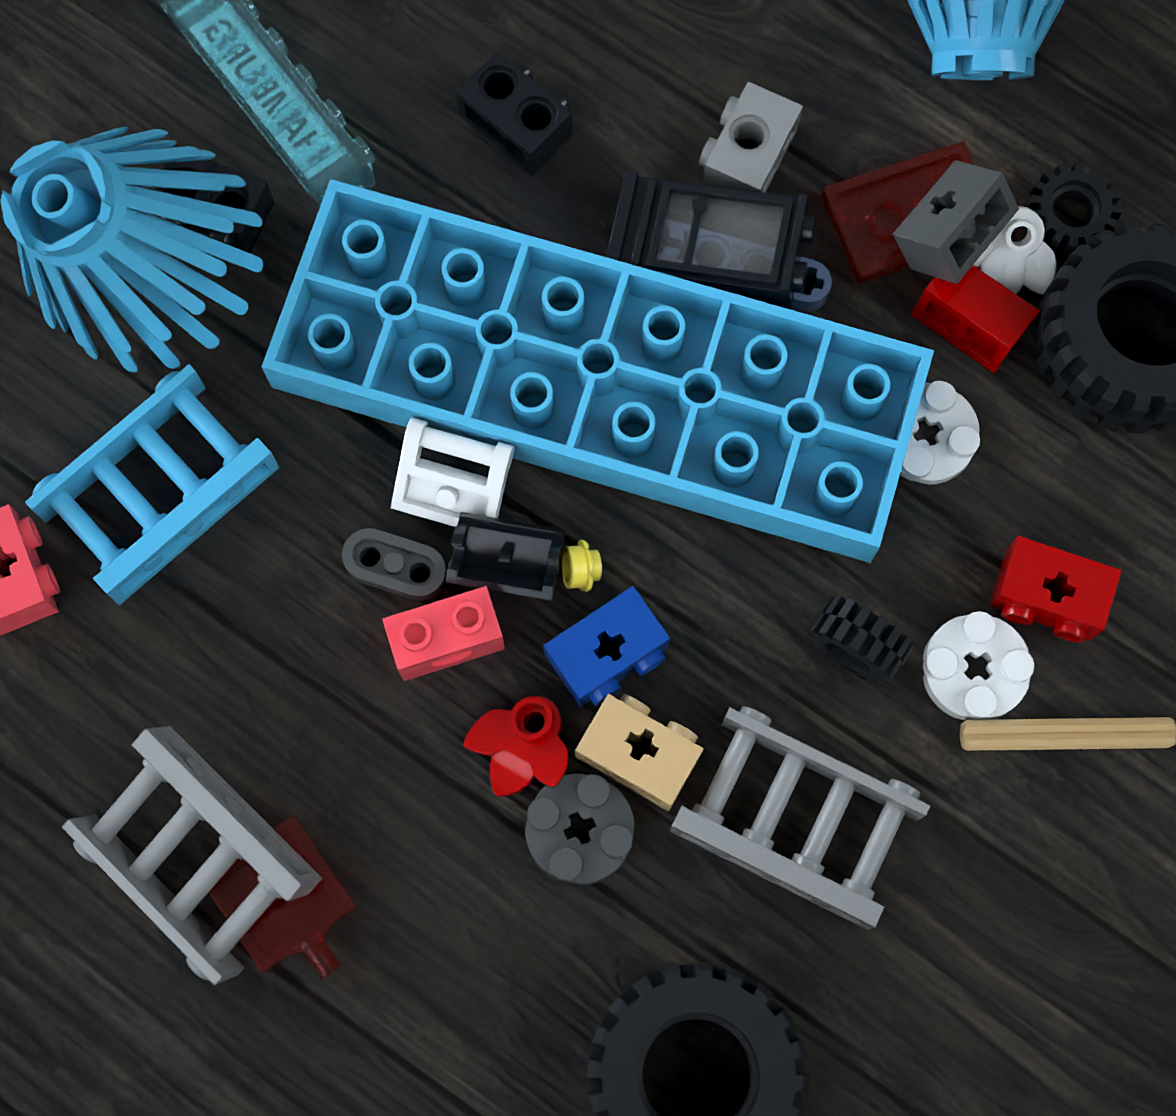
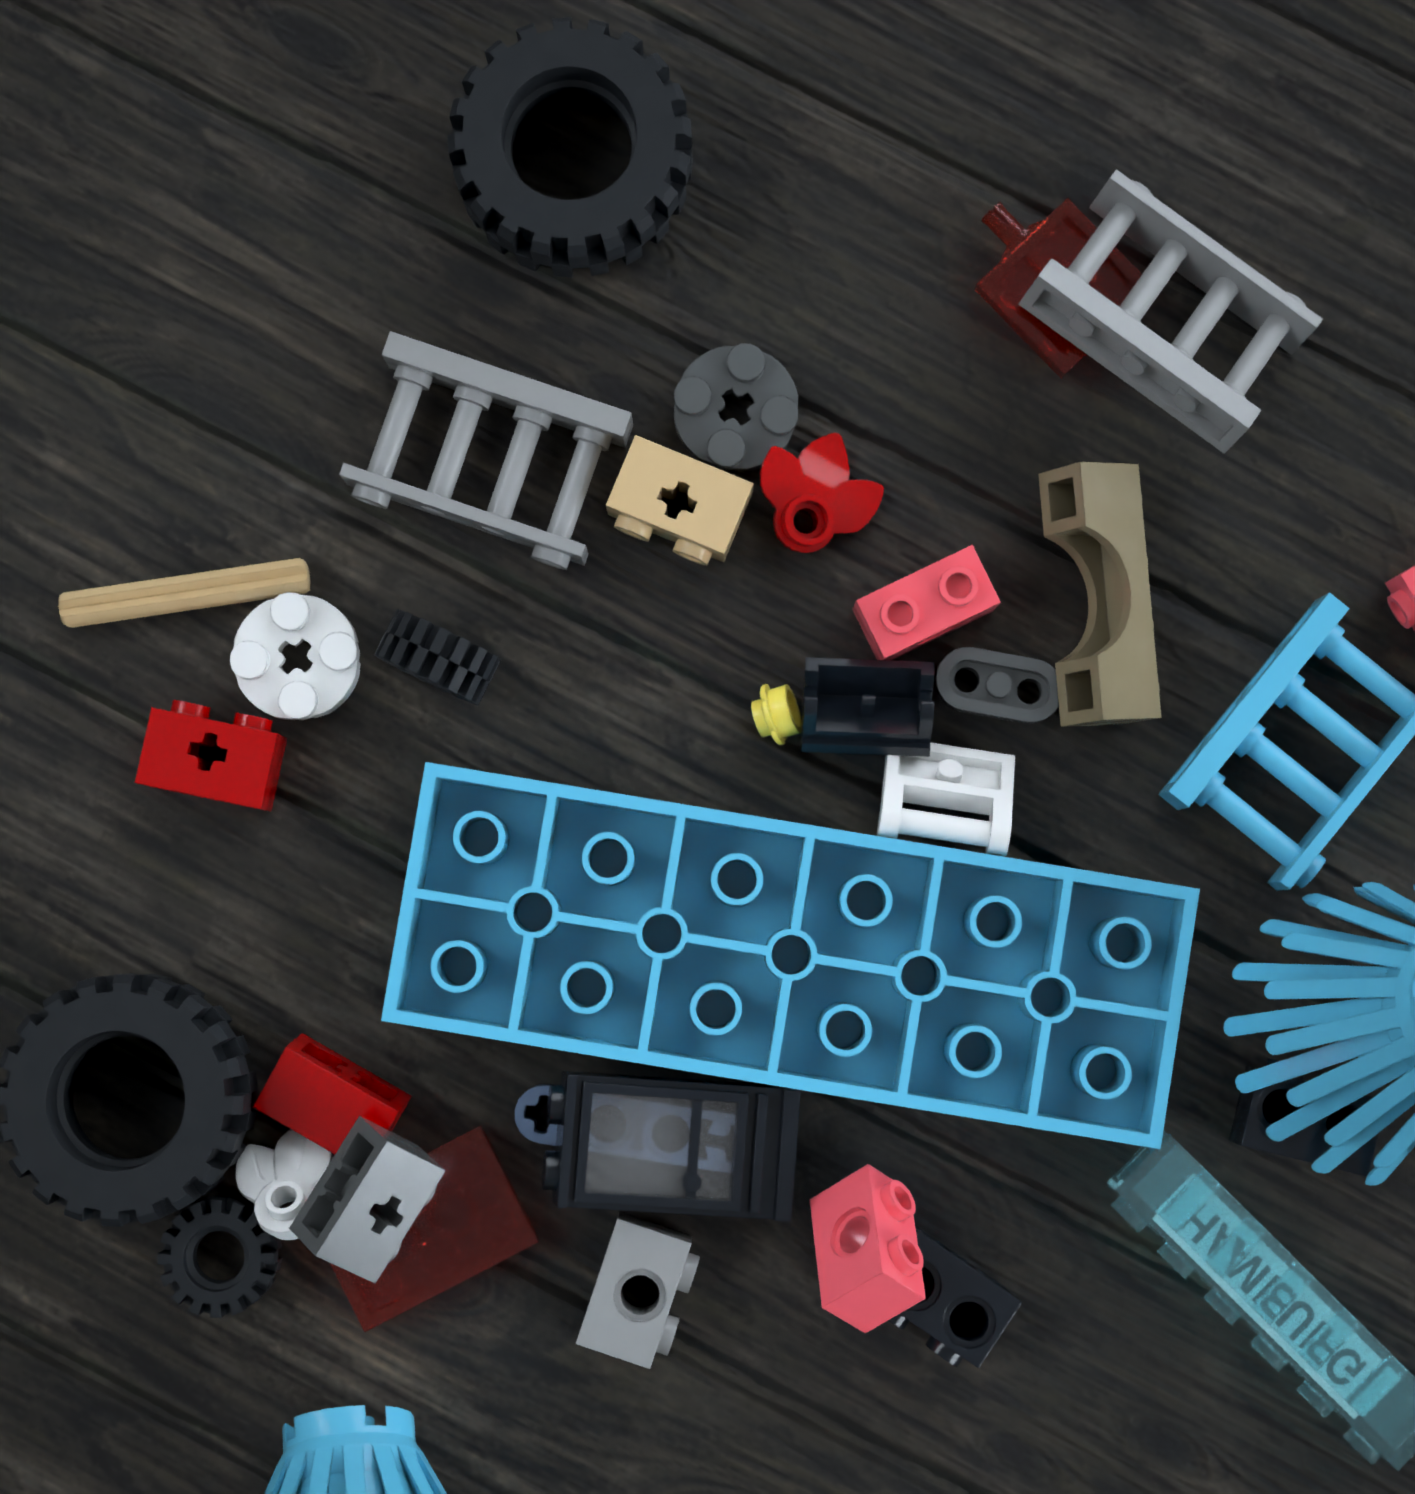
camera: 175 degrees right, 10 degrees up
(298, 560) = (1100, 523): none -> dark tan arch
(569, 140) = (867, 1249): none -> coral brick
(620, 621) = (768, 607): blue brick -> none
(955, 441) = (341, 935): white plate -> none

